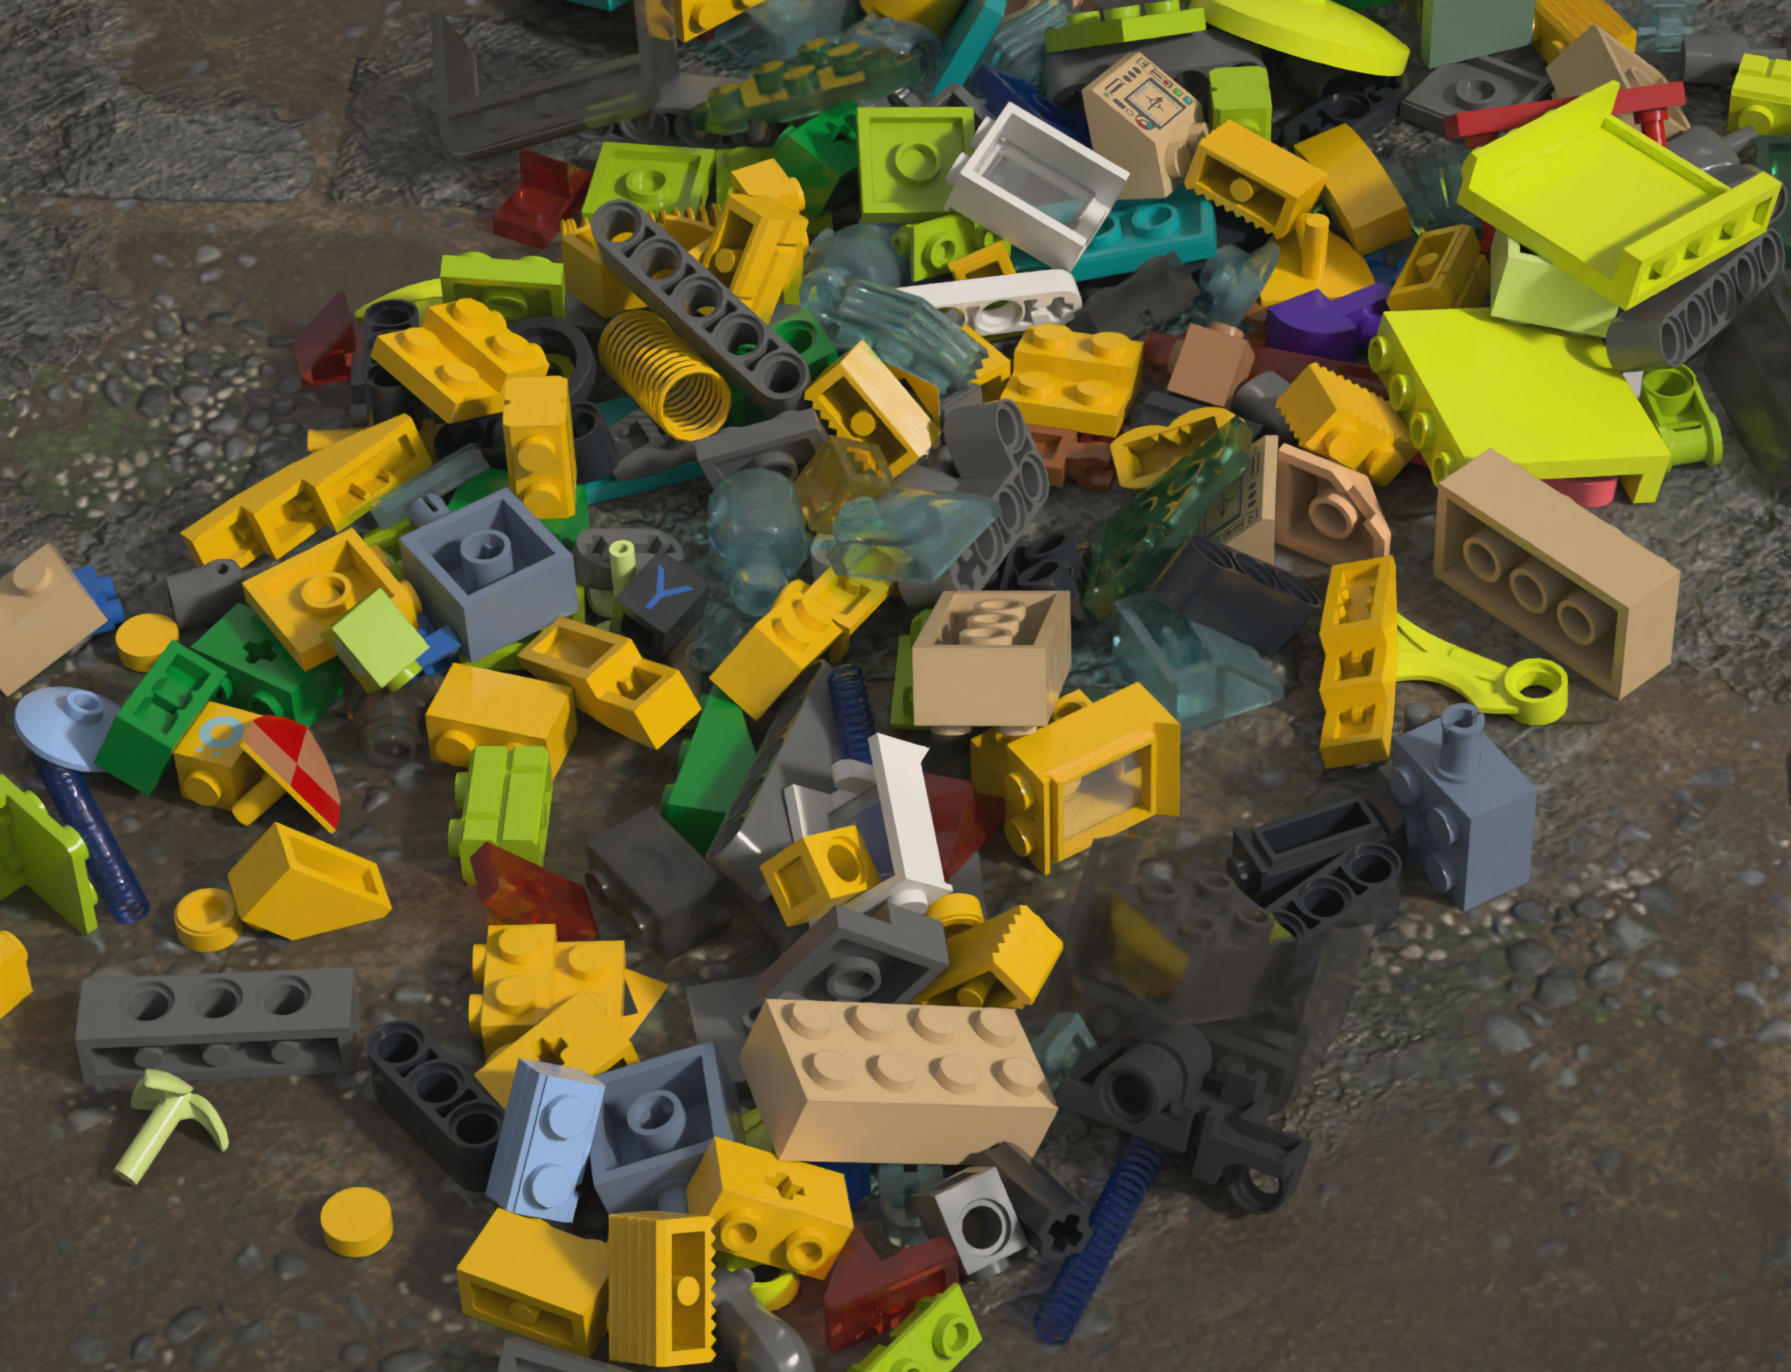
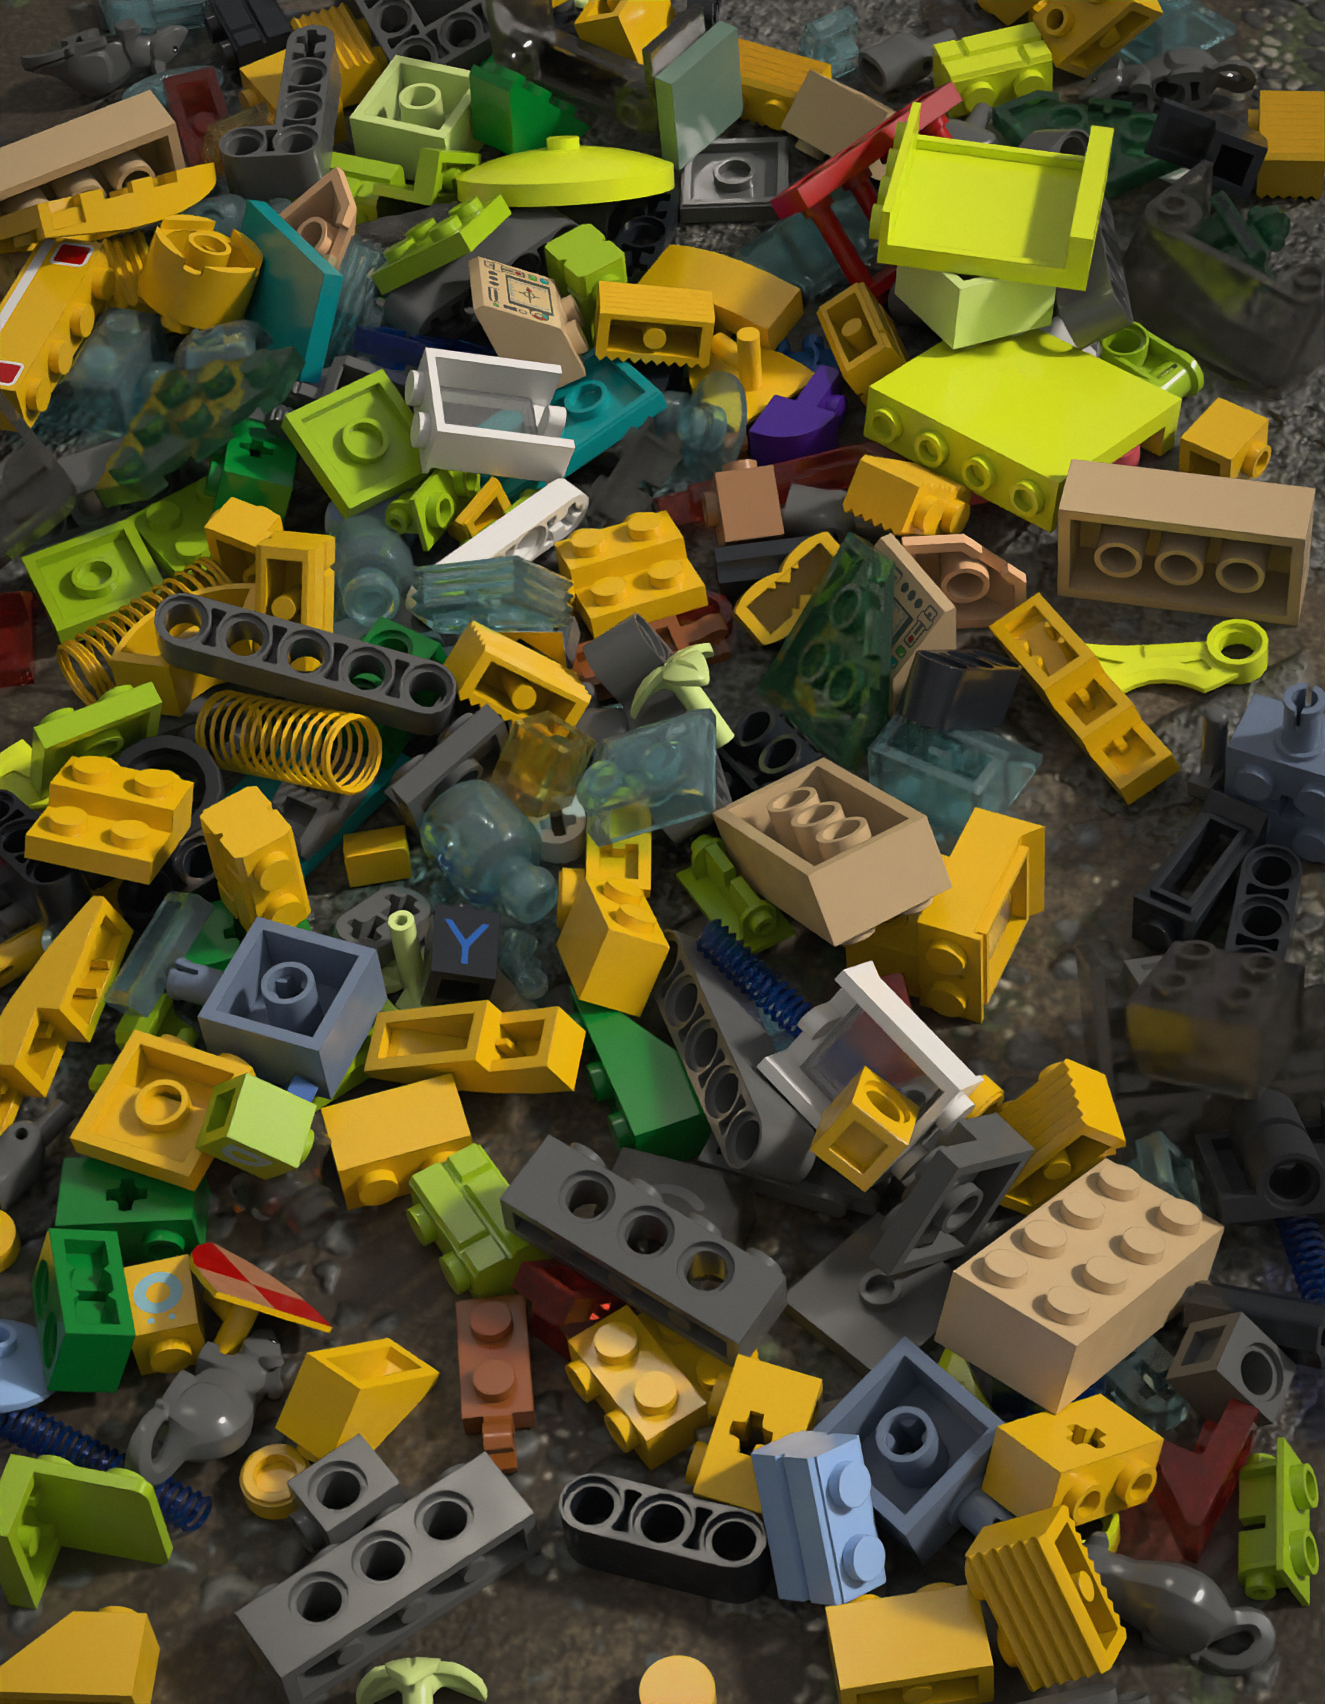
camera: 30 degrees left, 5 degrees up
(187, 837) = (208, 1412): none -> dark grey animal
(234, 941) = (345, 1474): none -> dark grey brick
(424, 933) = (496, 1373): none -> dark orange plate
(614, 967) = (719, 1321): none -> dark grey brick
(676, 506) = (377, 856): none -> yellow slope
(1001, 468) = (684, 675): none -> yellowish green plant
(1683, 517) = (1226, 443): none -> yellow brick

